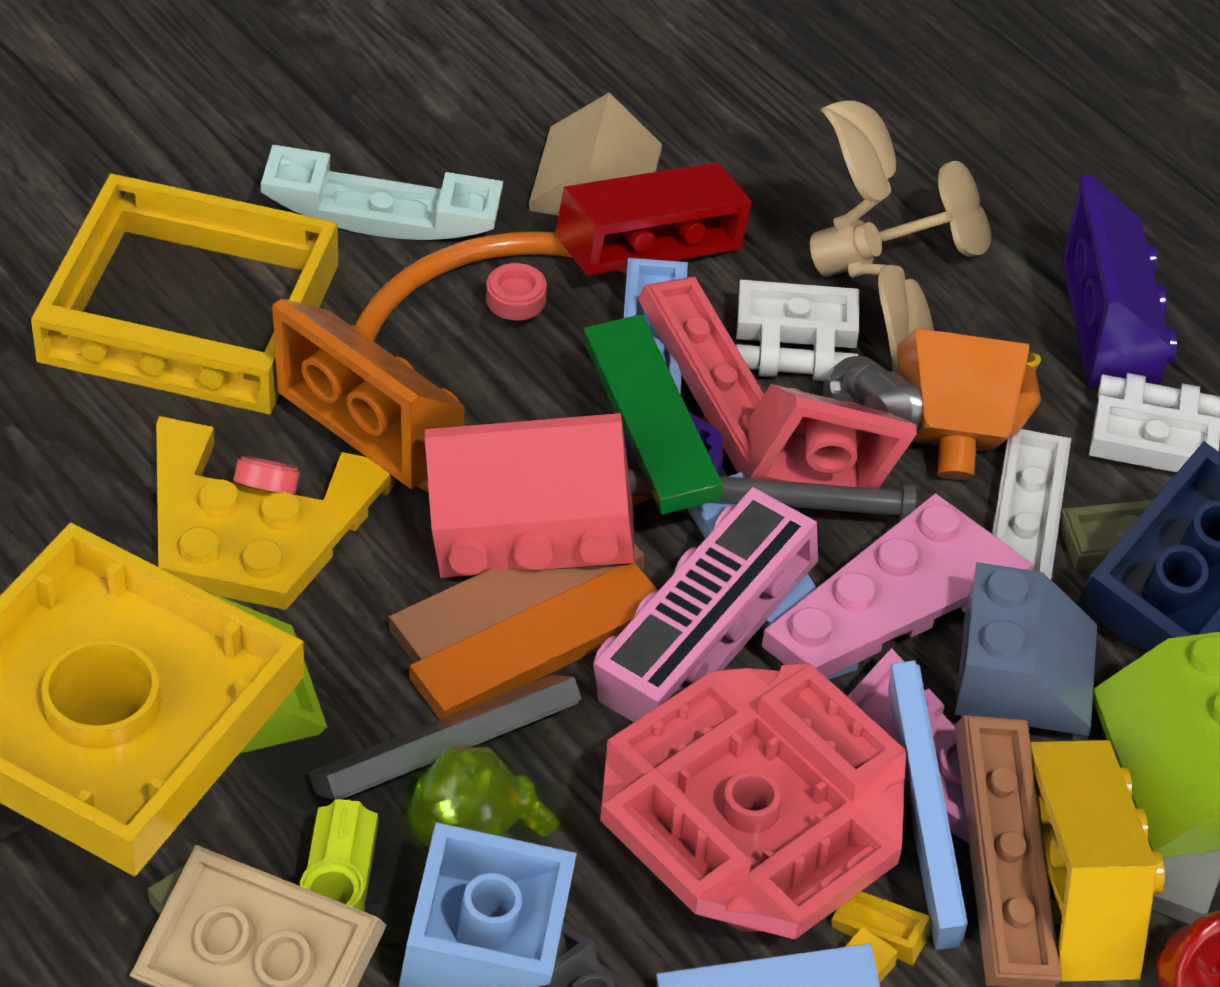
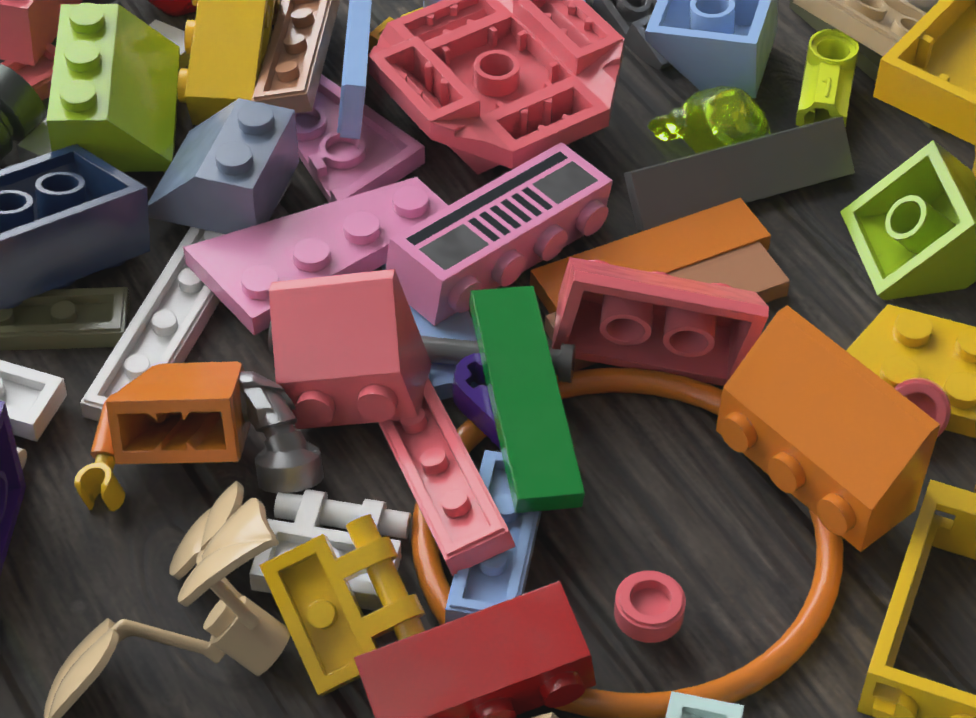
camera: 170 degrees left, 0 degrees up
(769, 254) = (323, 611): none -> yellow plate

